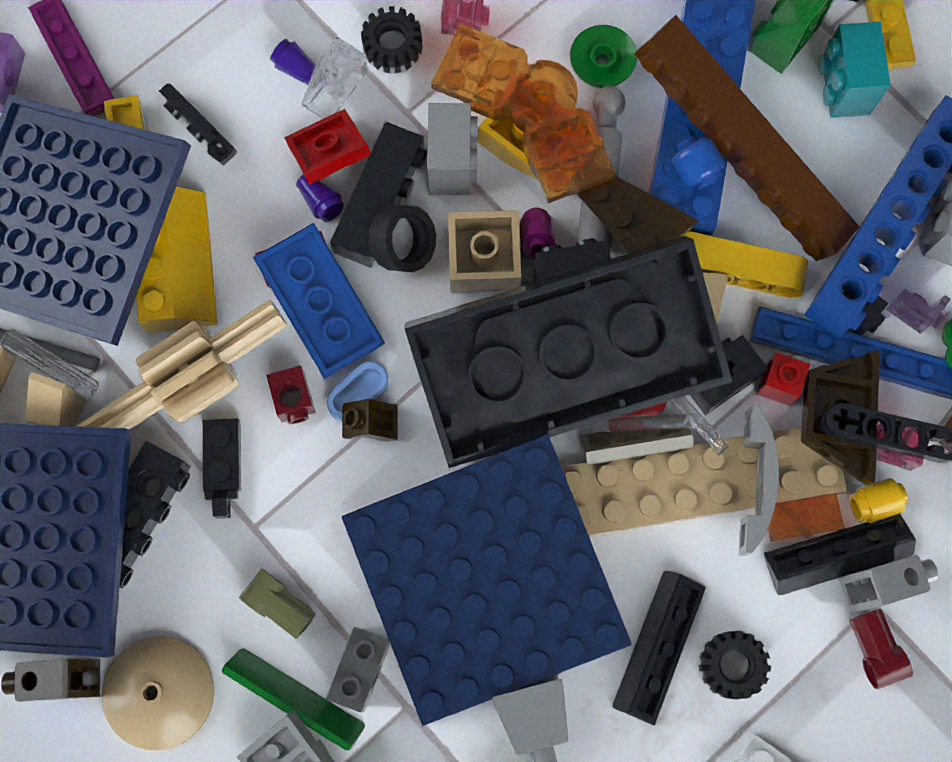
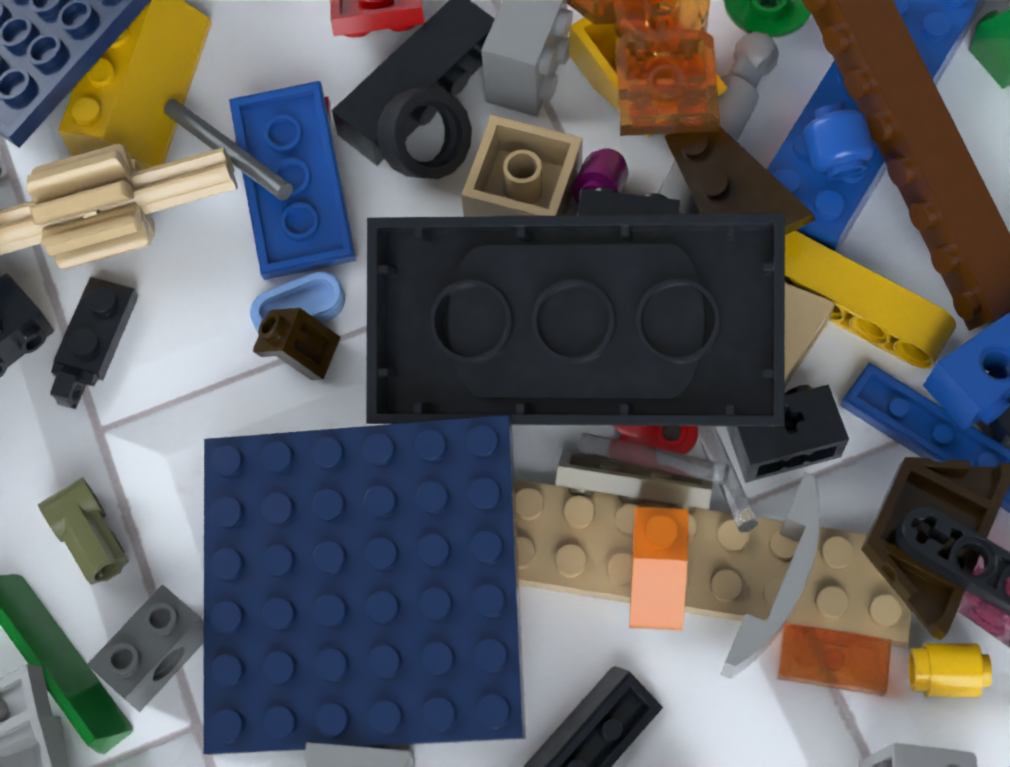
camera: 25 degrees right, 10 degrees down
(263, 294) = (240, 158): none -> dark grey bar
(285, 381) = (207, 262): dark red brick -> none
(322, 200) = (344, 62): dark purple cone -> none
(677, 500) = (659, 568): none -> slope
(783, 379) = (866, 462): red brick -> none
(839, 554) = (861, 724): black slope -> none

